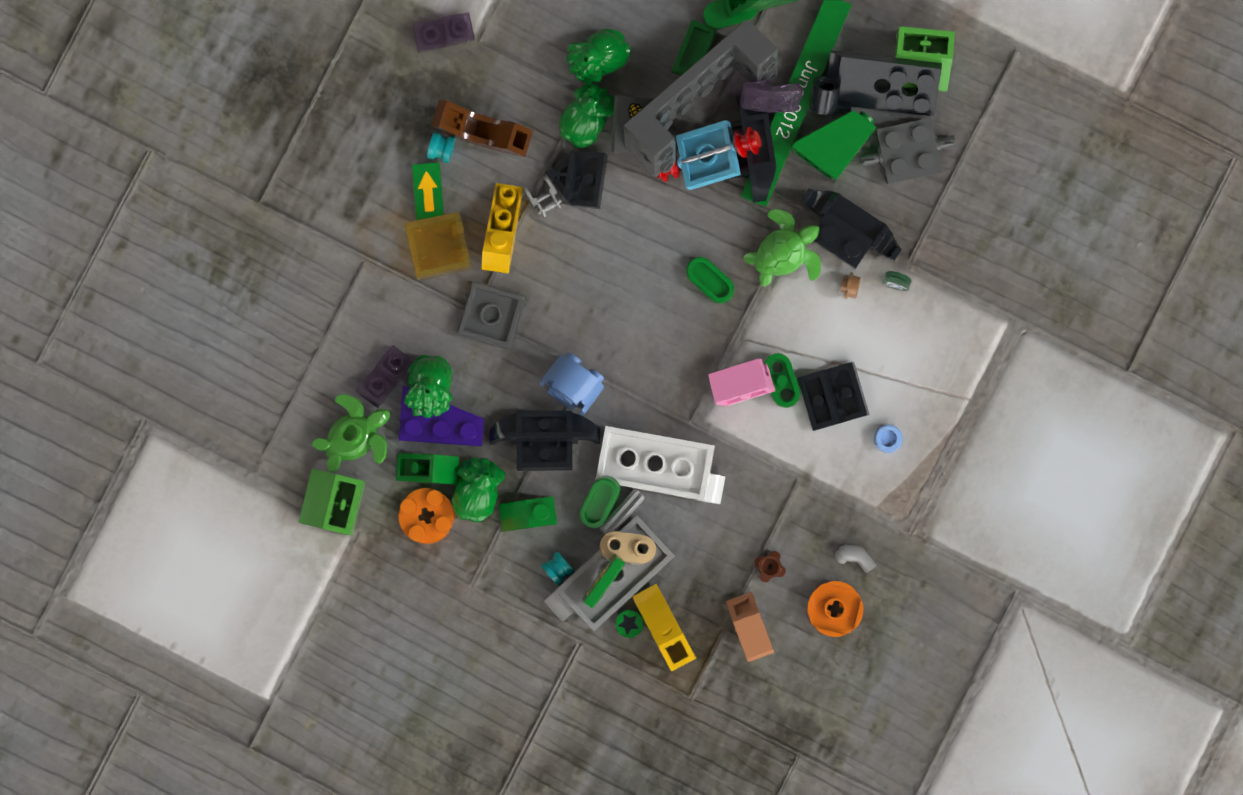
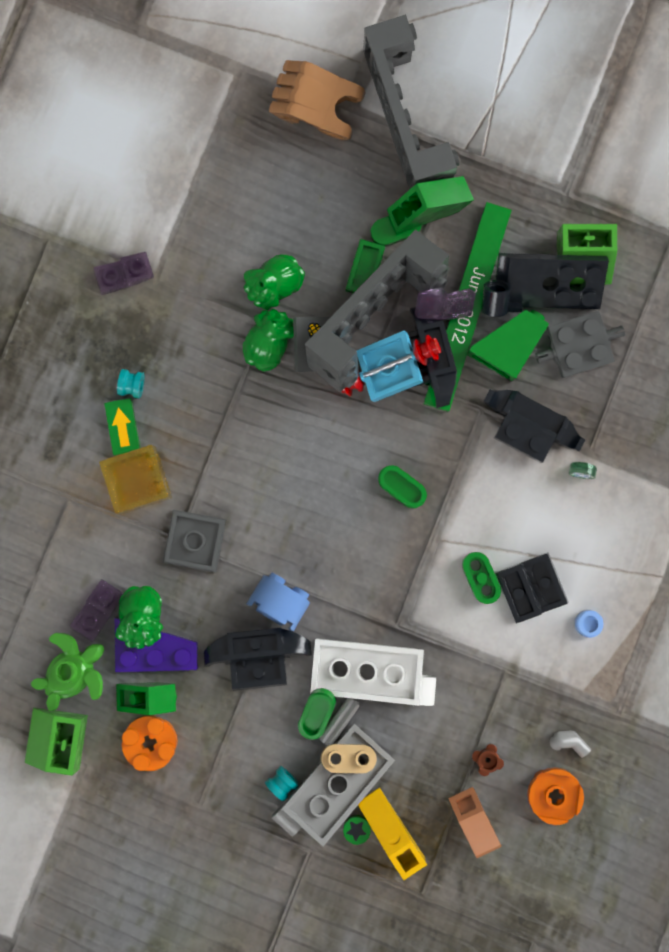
camera: 15 degrees left, 0 degrees up
(476, 489) = (195, 713): green hair -> none
(482, 130) = (166, 363): reddish brown arch -> none
(501, 228) = (196, 456): yellow slope -> none
(528, 514) = (249, 732): green slope -> none
(535, 201) = (226, 427): light grey piece -> none
(581, 178) = (268, 400): black slope -> none
(603, 581) = (328, 798): green tile -> none
(741, 382) = (442, 584): bright pink hinge -> none
(785, 250) = (472, 451): bright green animal -> none
(850, 286) = (538, 479): medium nougat plate -> none

